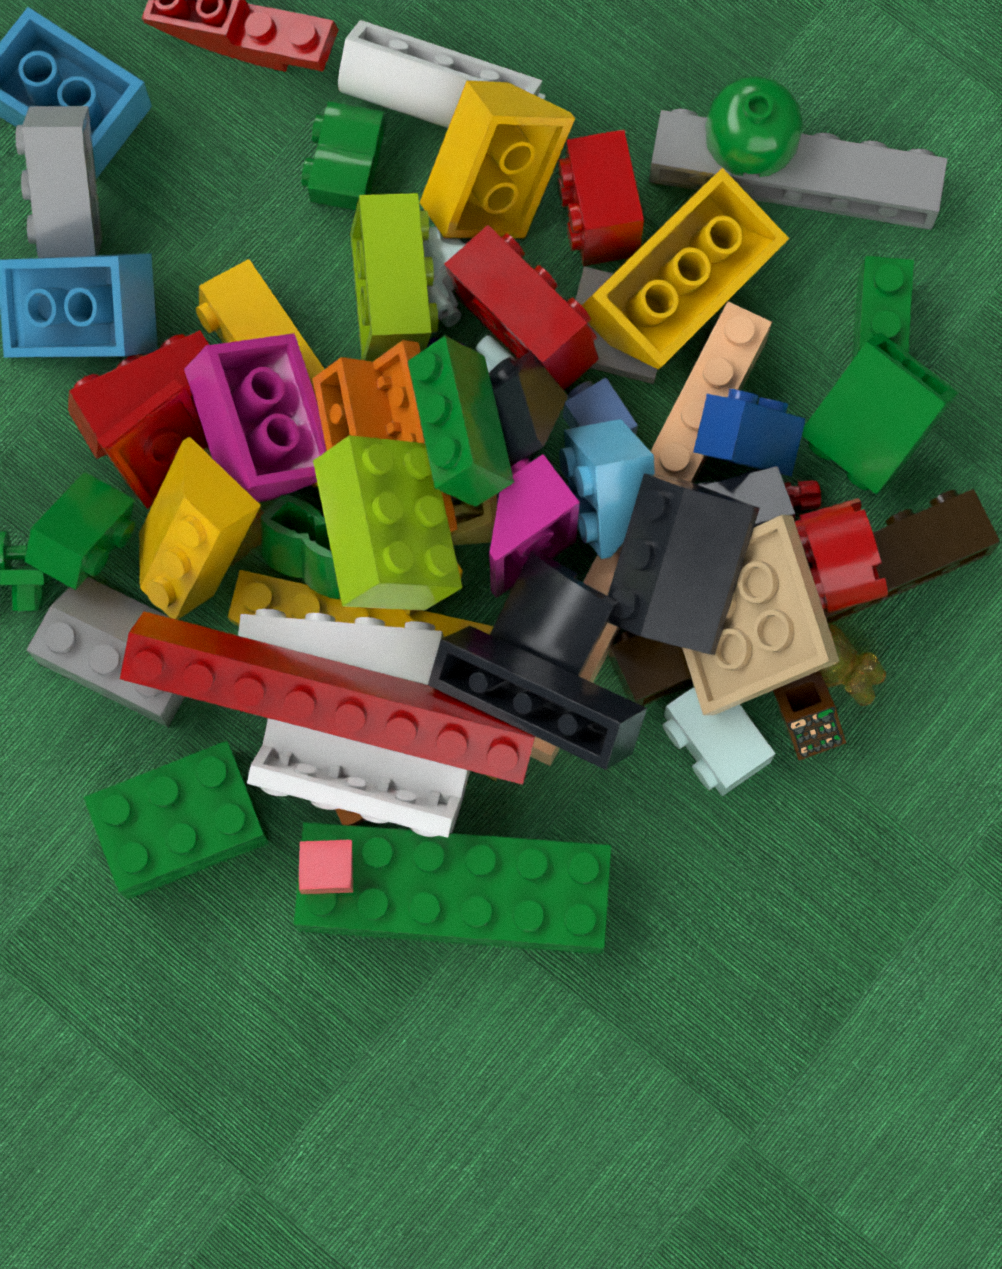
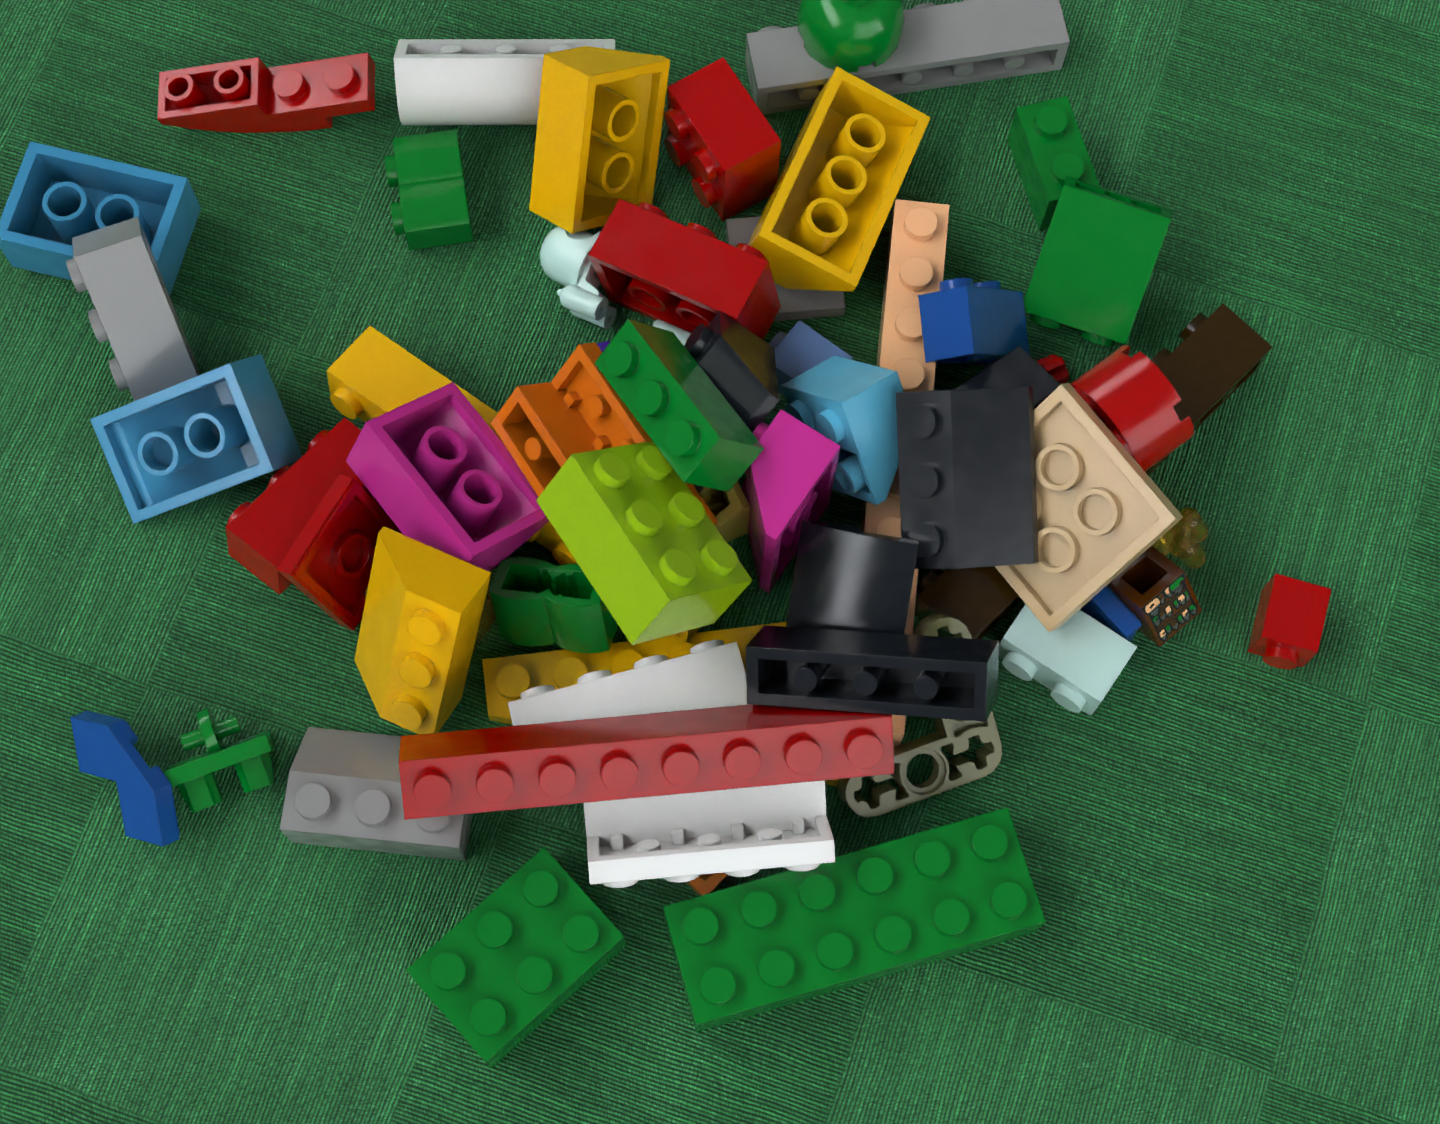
camera: 25 degrees left, 5 degrees down
(80, 531) = (292, 678): green brick -> none
(326, 867) = (711, 945): coral slope -> none
(391, 273) = (529, 288): lime slope -> none
(596, 777) = (950, 733): none -> olive beam
(768, 719) = (1113, 613): none -> blue tile
(917, 779) = (1289, 622): none -> red brick

